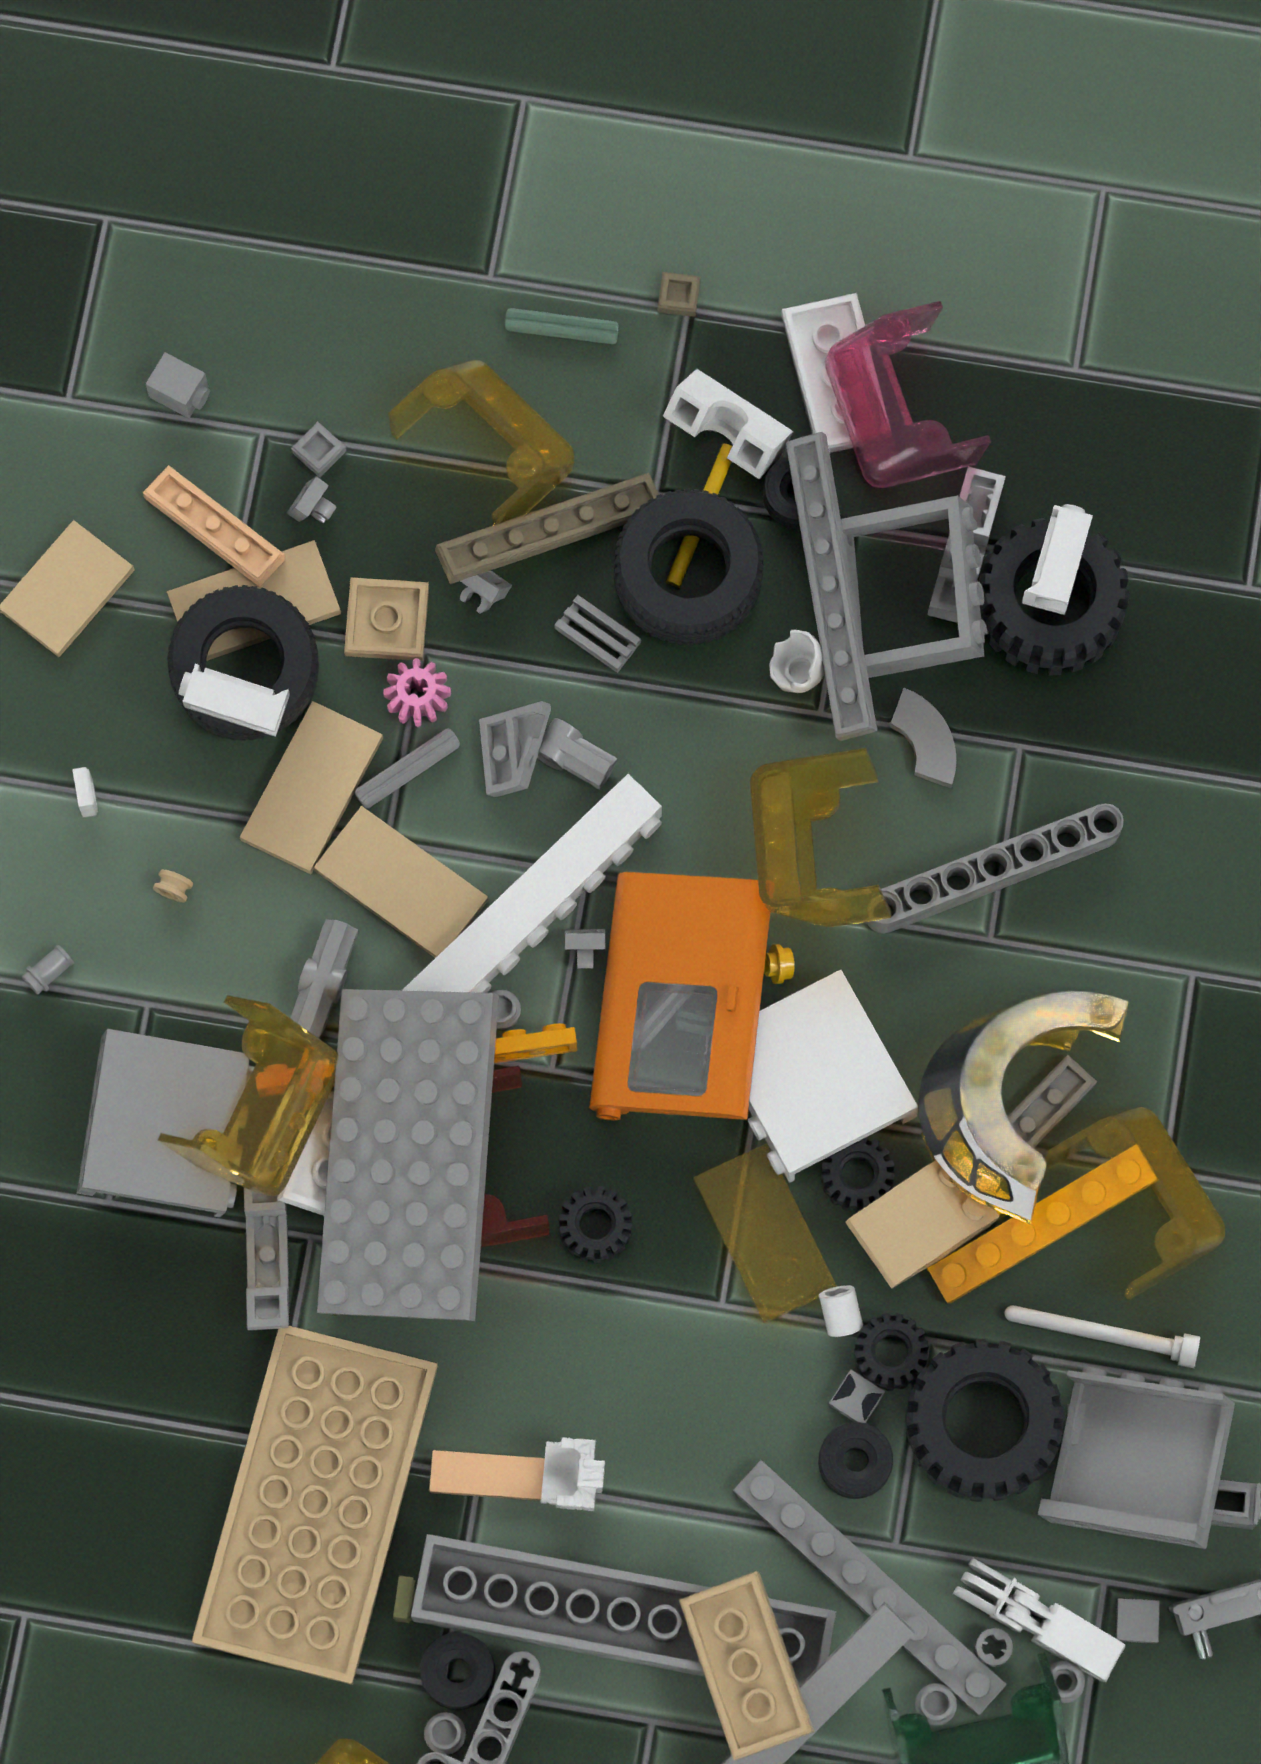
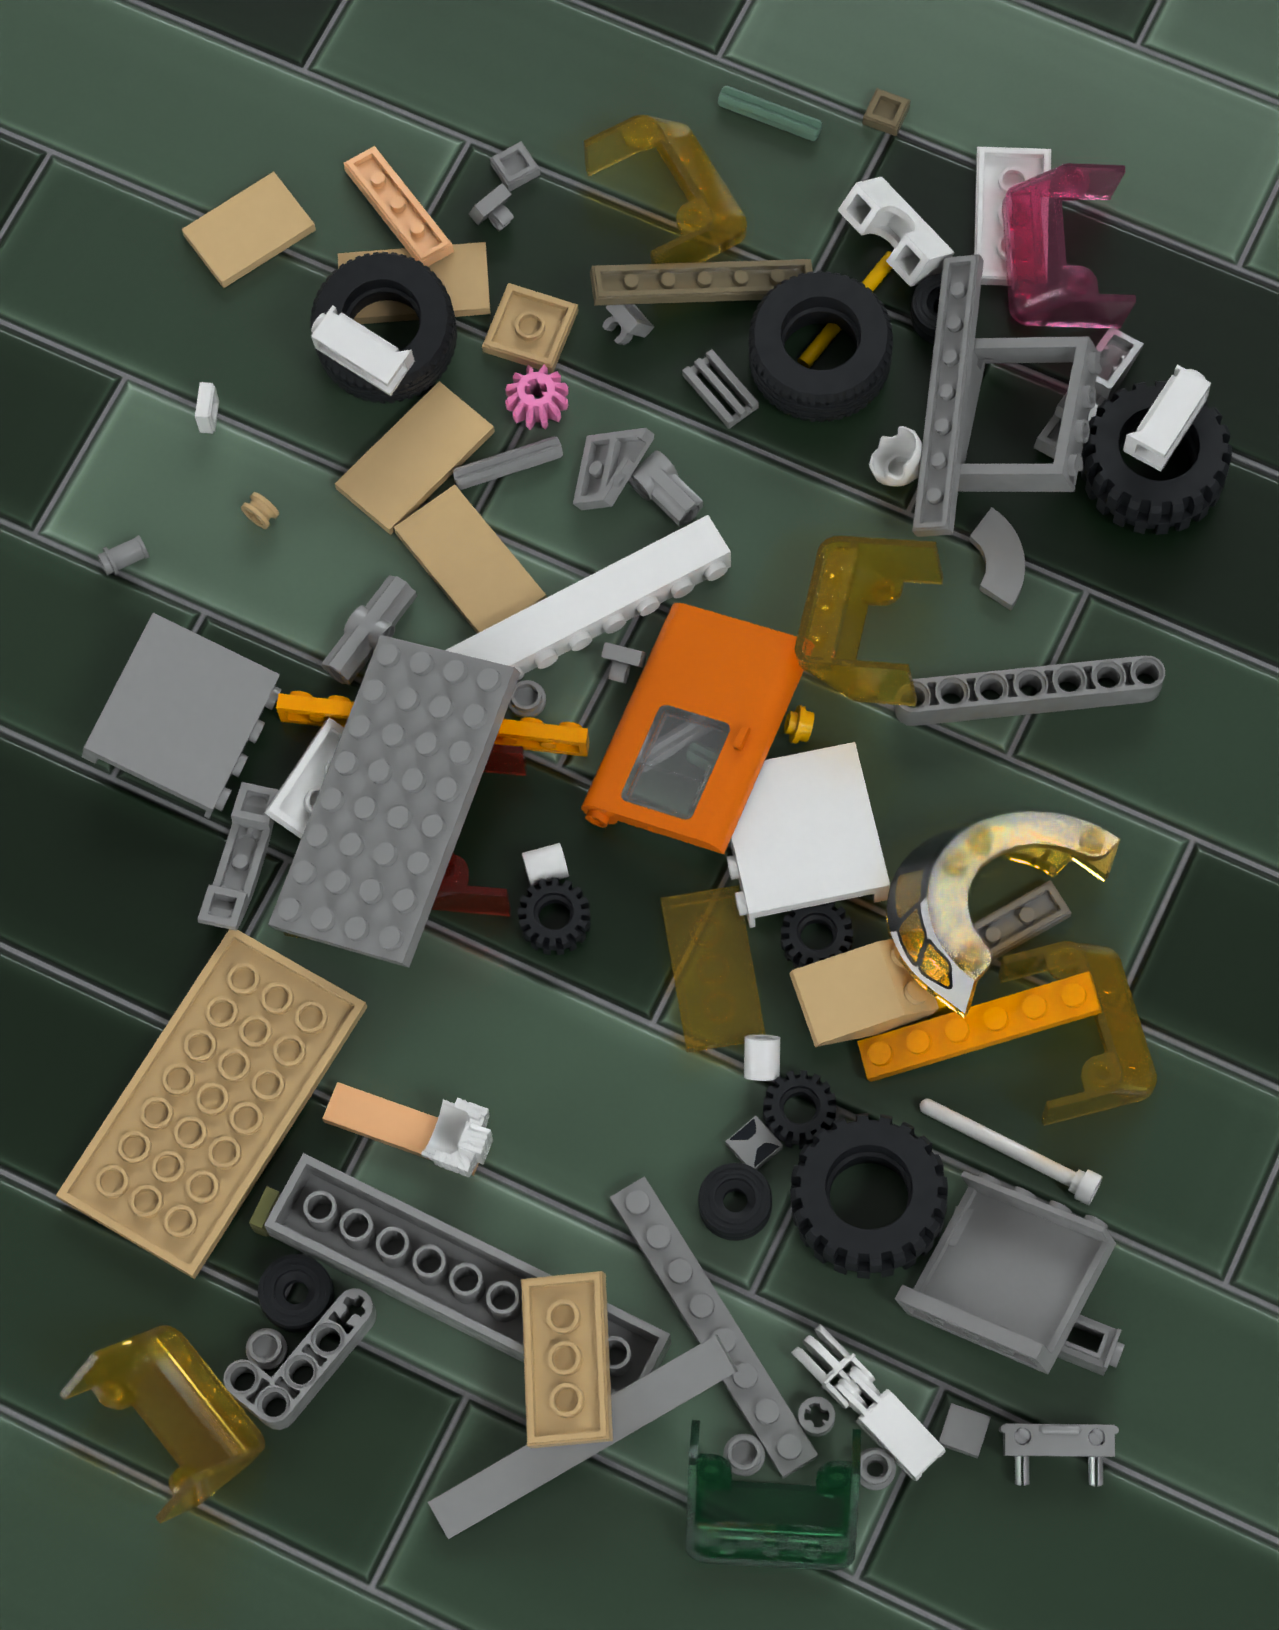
camera: 20 degrees right, 5 degrees down
(178, 385) = (404, 78): light grey brick -> none
(276, 1107) = (286, 727): clear yellow windscreen -> none
(571, 1174) = (545, 864): none -> white piece

